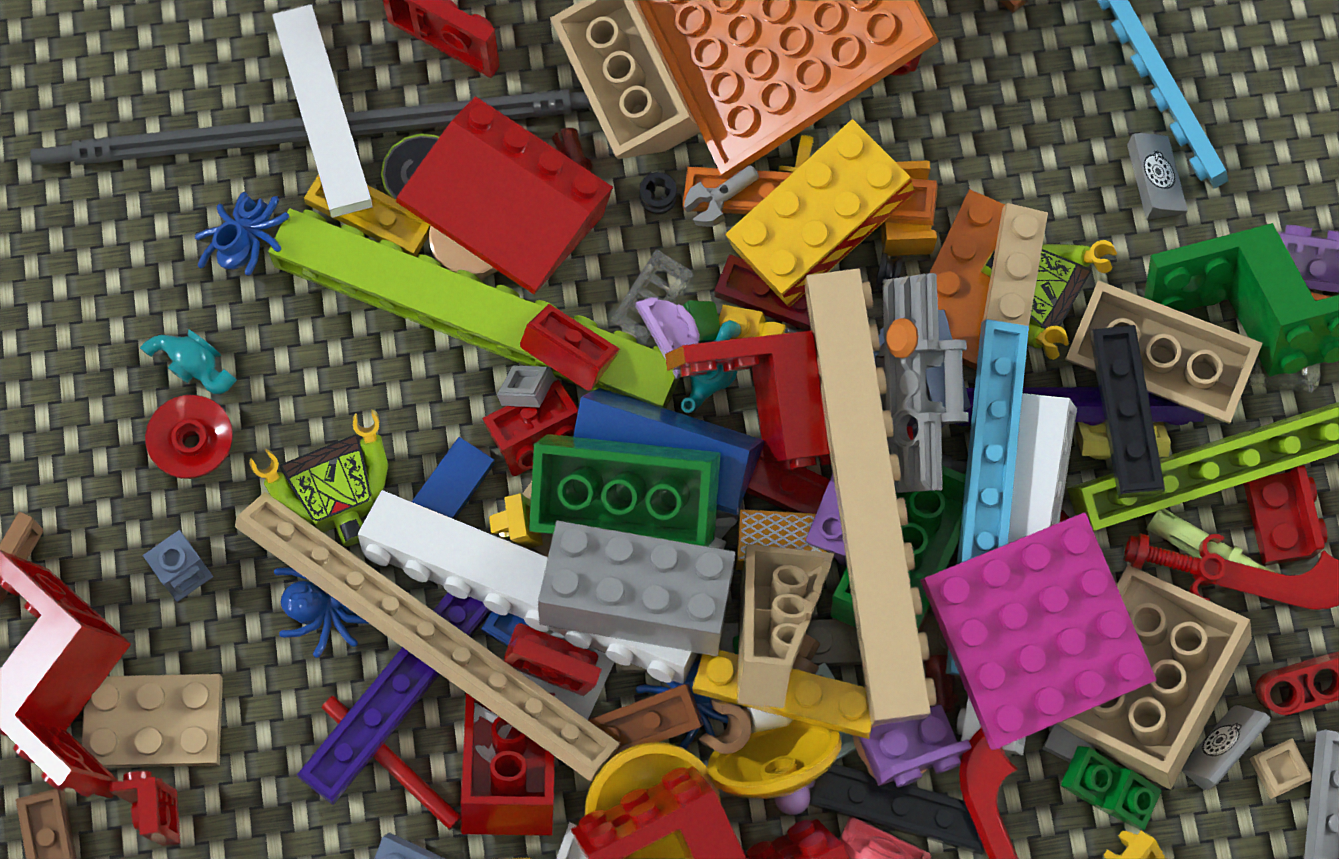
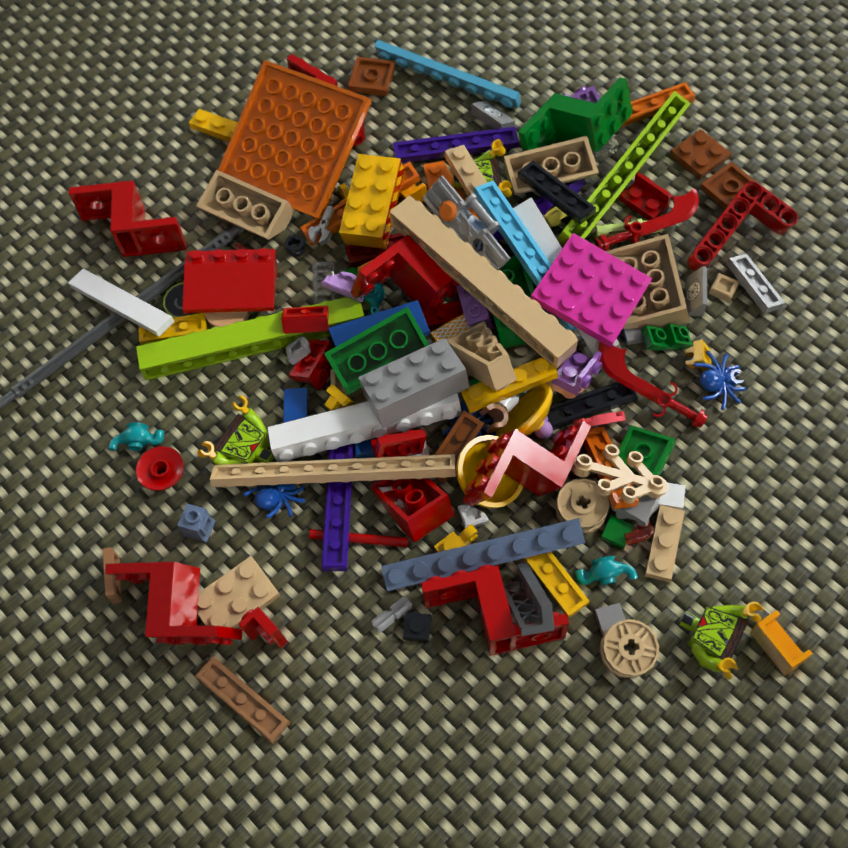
camera: 30 degrees left, 10 degrees down
(237, 238) = (120, 374): blue animal -> none
(1050, 190) = (435, 146): none -> dark purple plate

